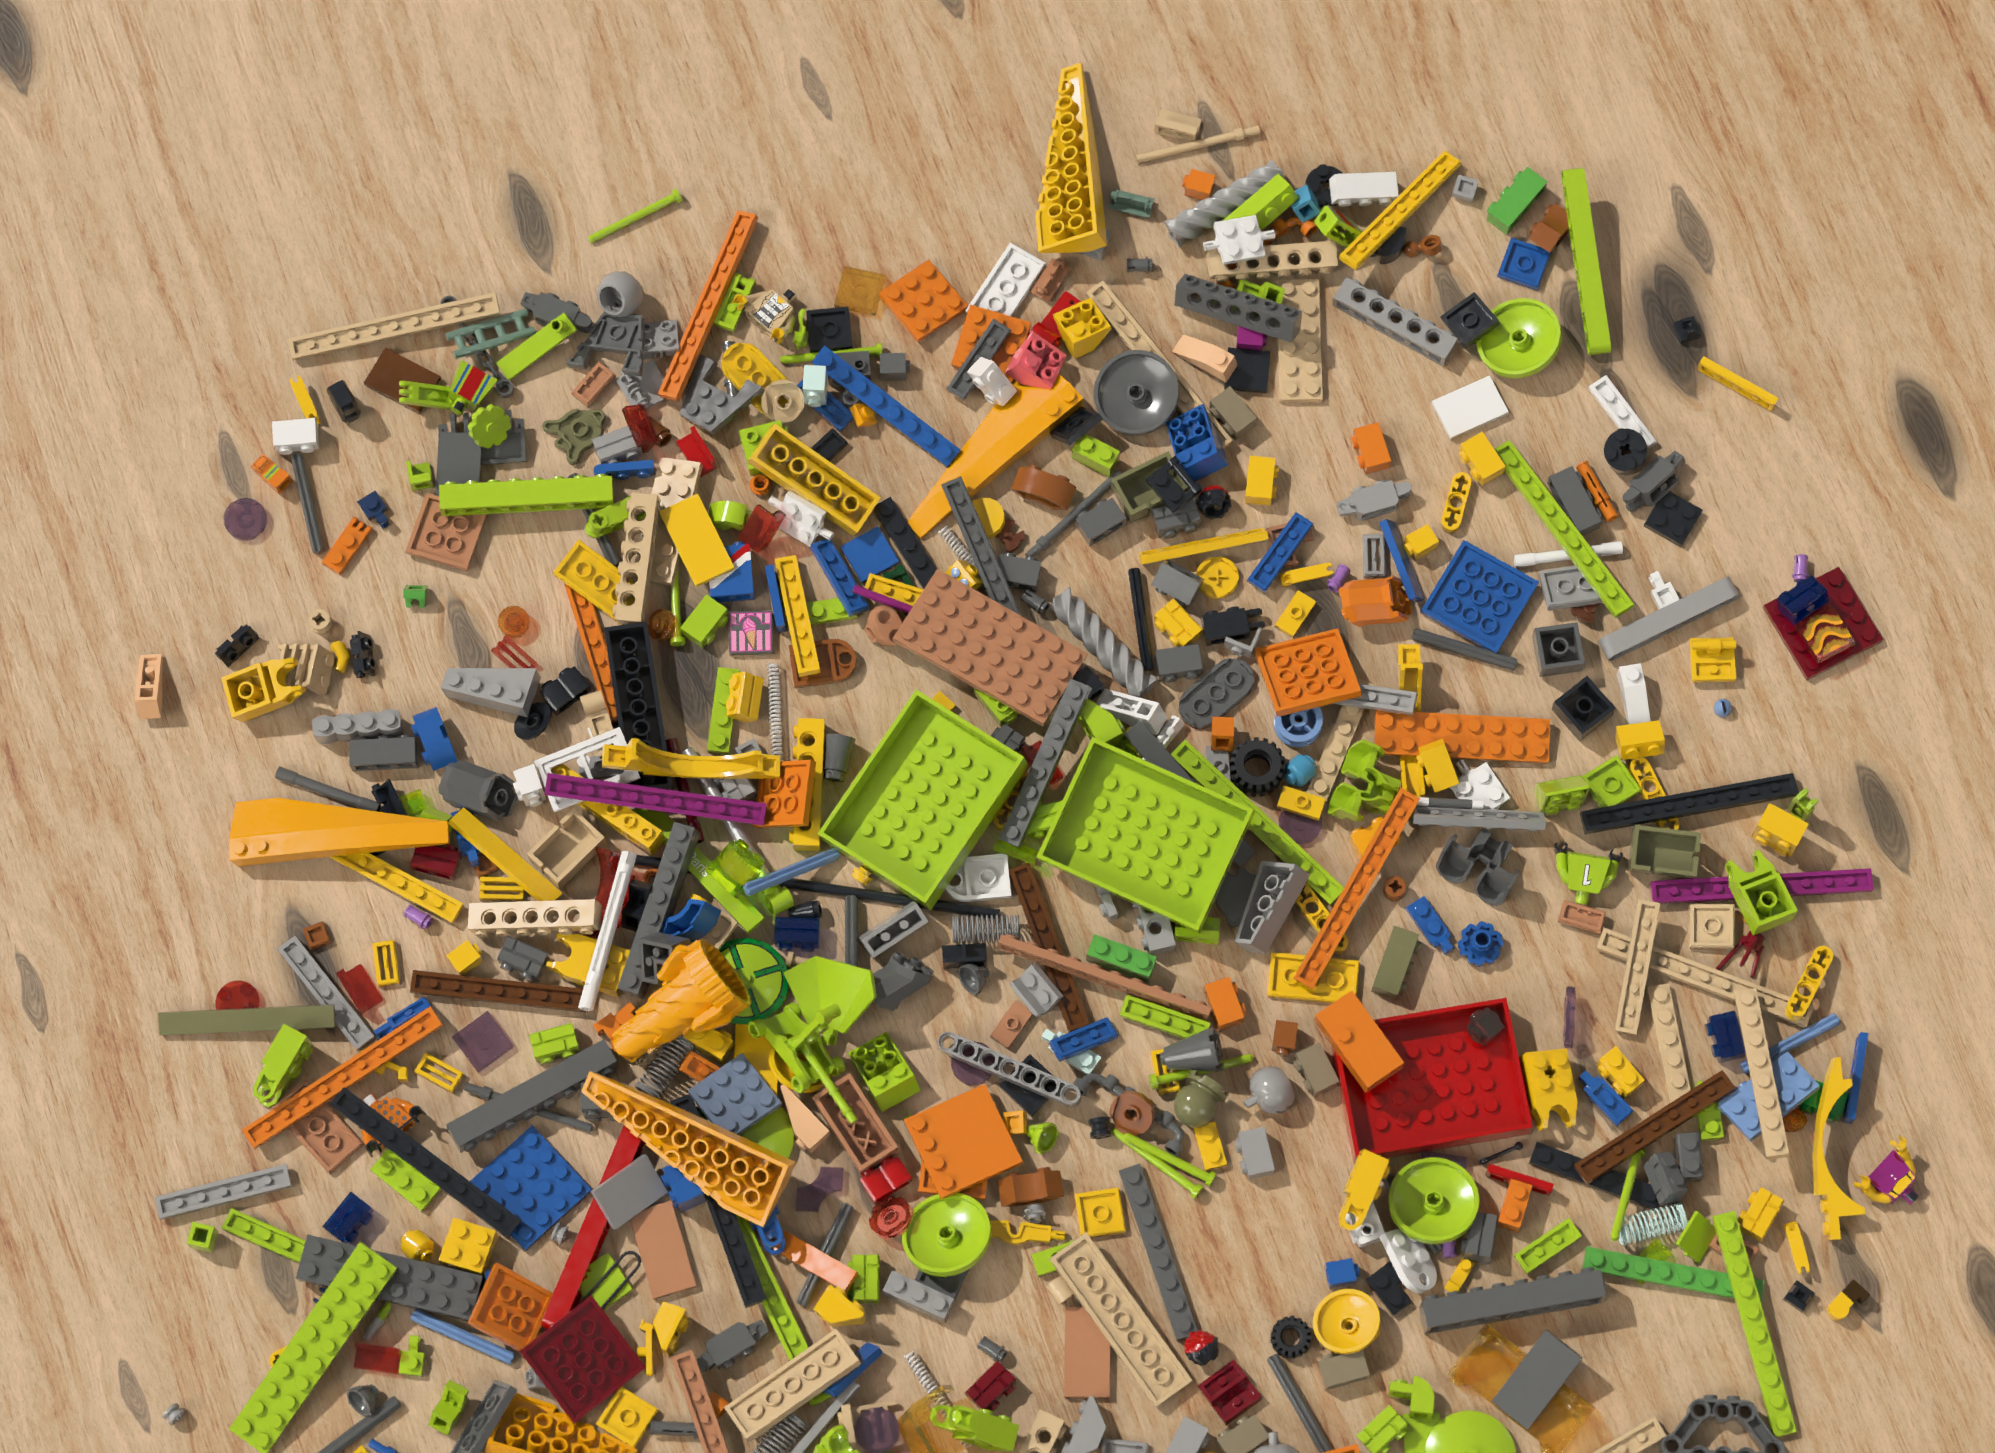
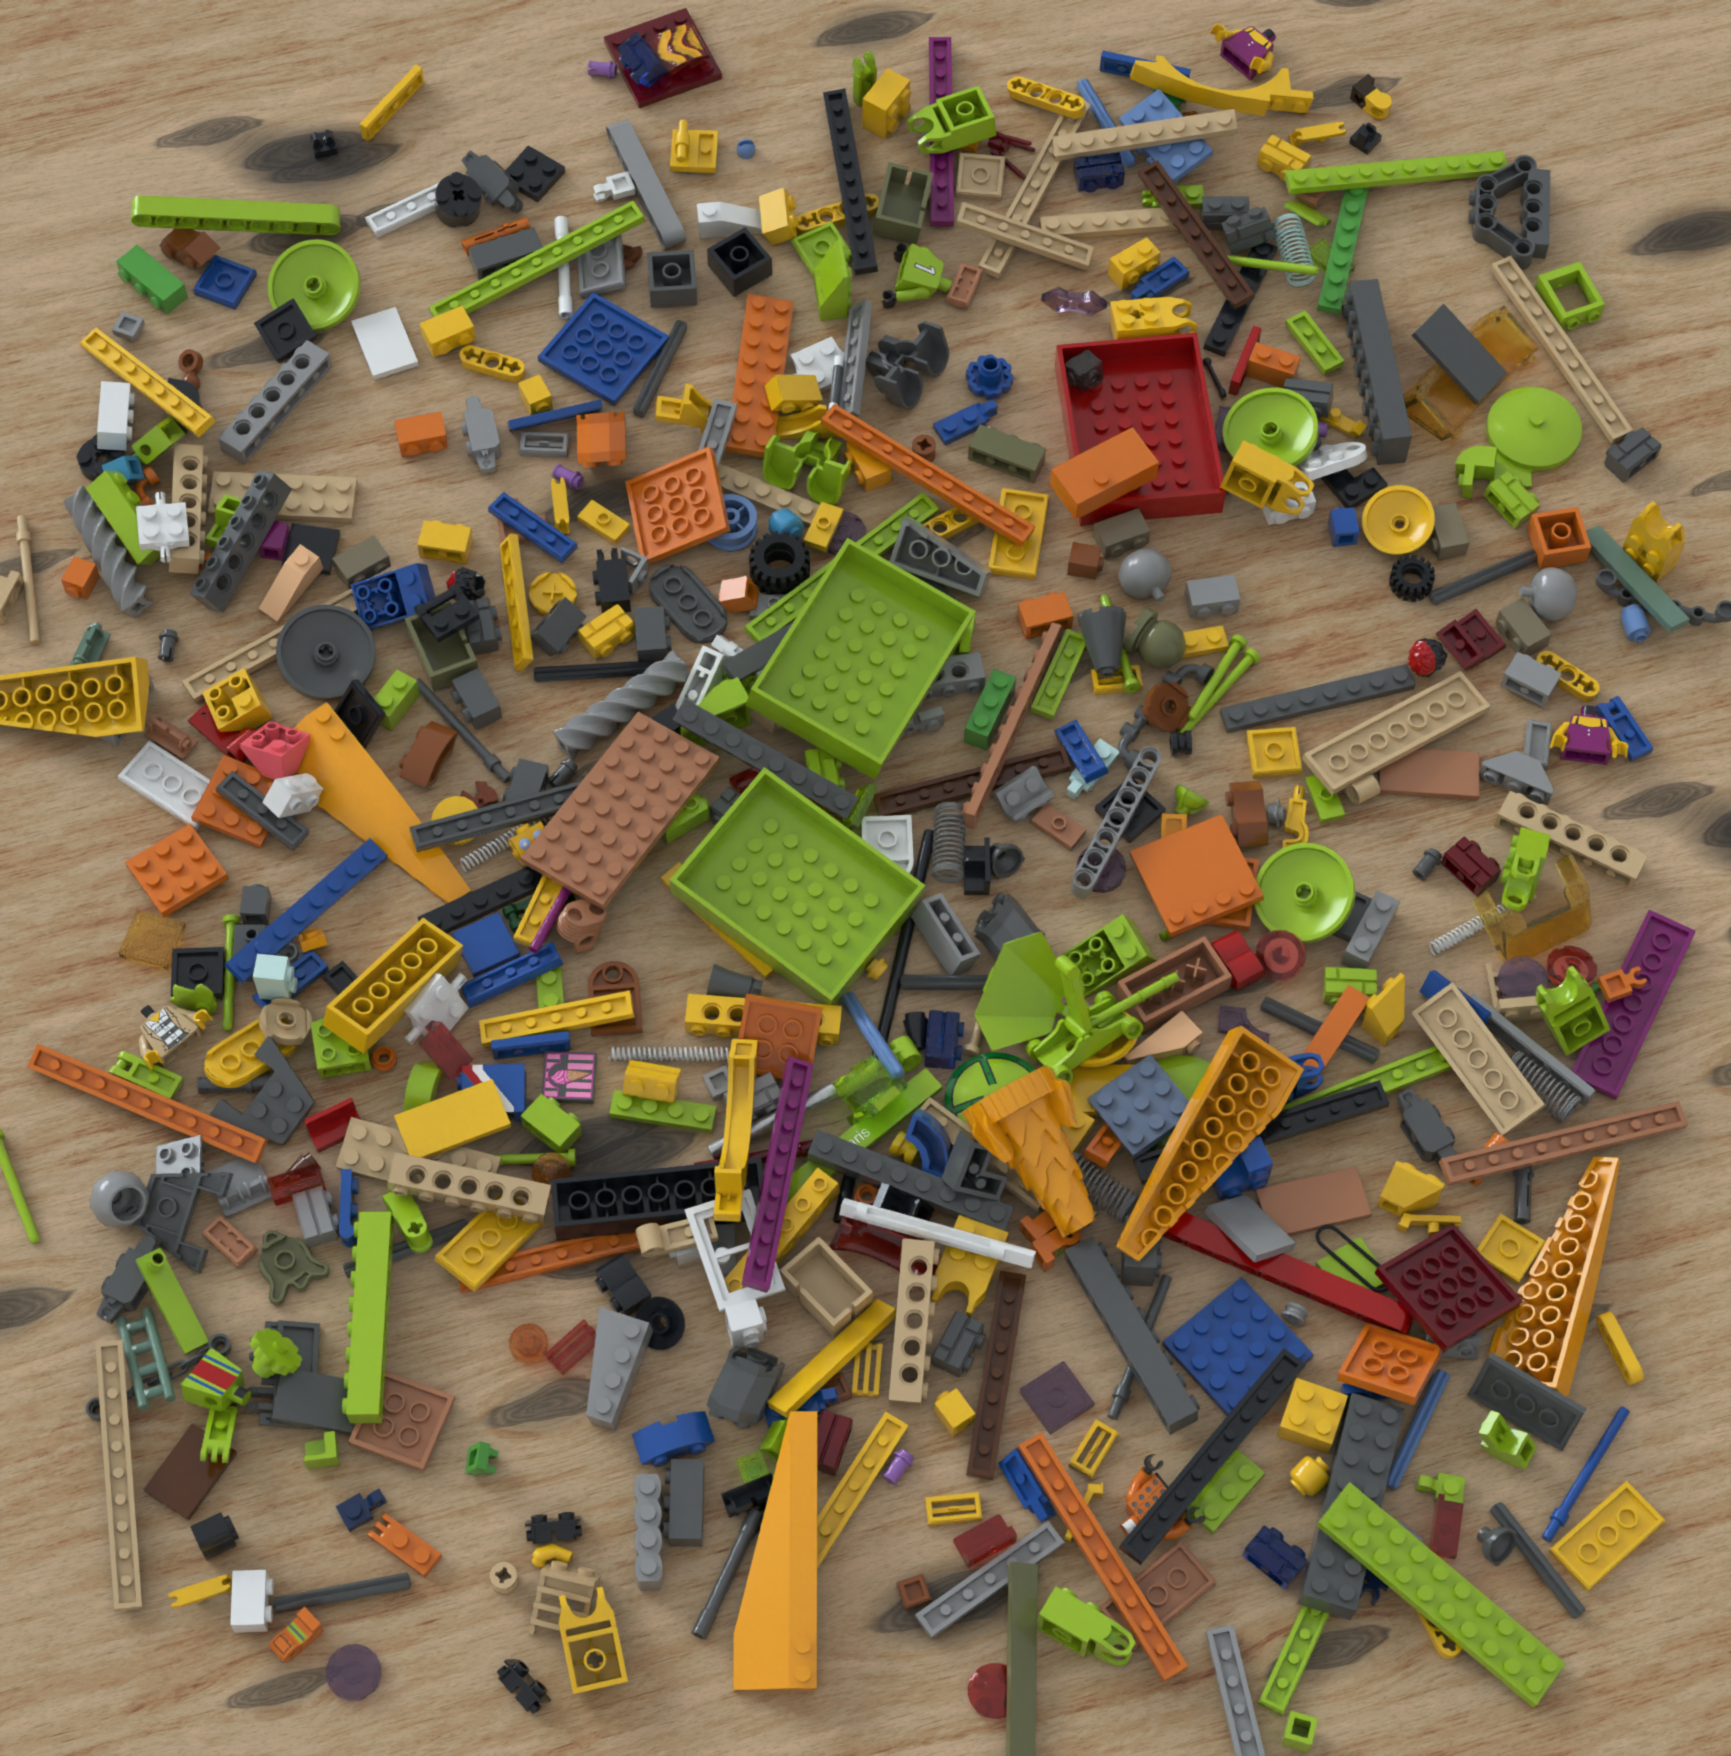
camera: 90 degrees left, 10 degrees down
(554, 1043) = (1064, 1311): lime brick -> none

